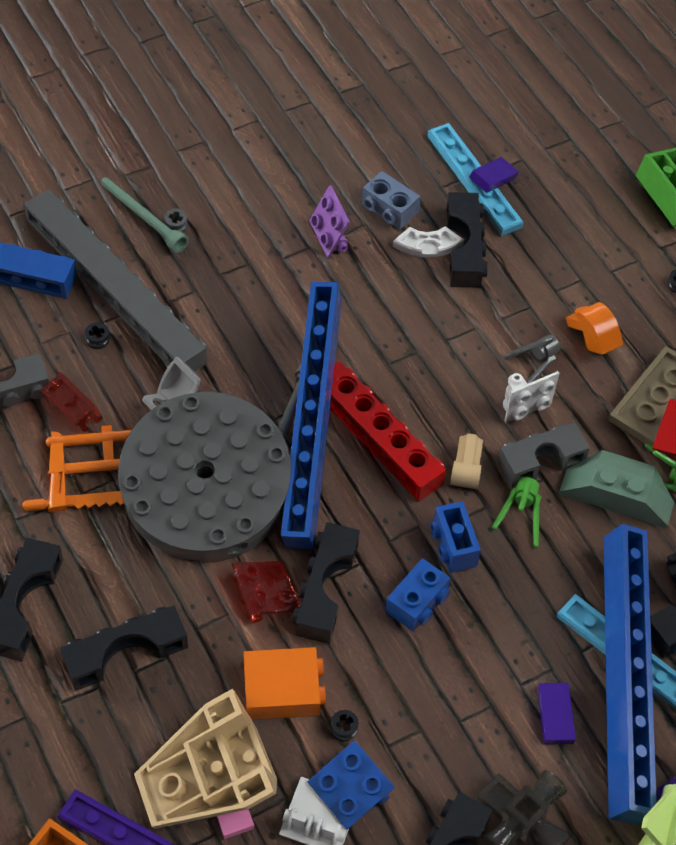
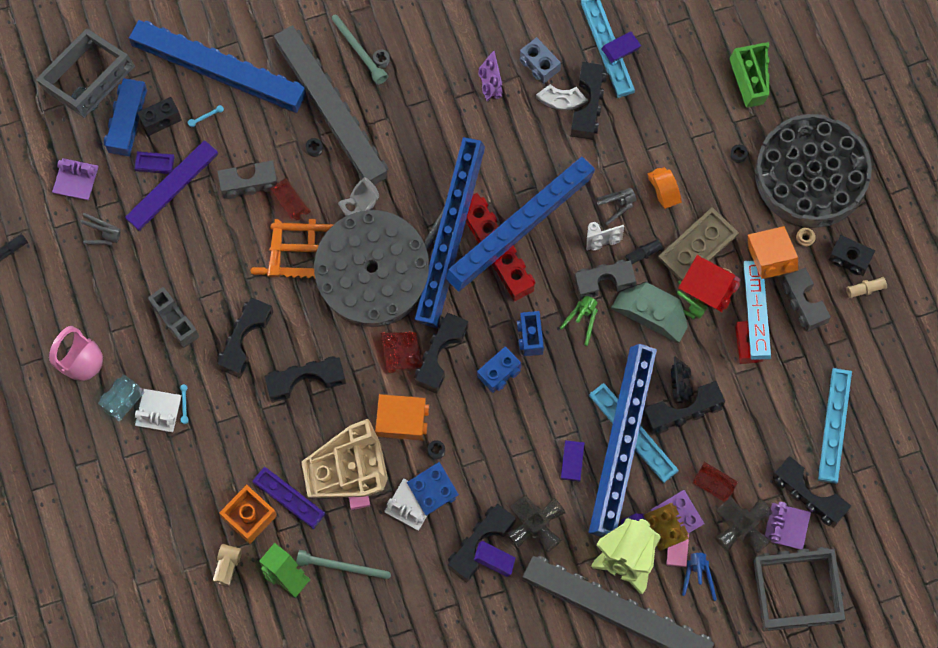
camera: 15 degrees right, 15 degrees up
(405, 394) = (519, 224): none -> blue brick
(466, 467) = (550, 283): tan piece -> none
(588, 412) = (644, 251): none -> black axle

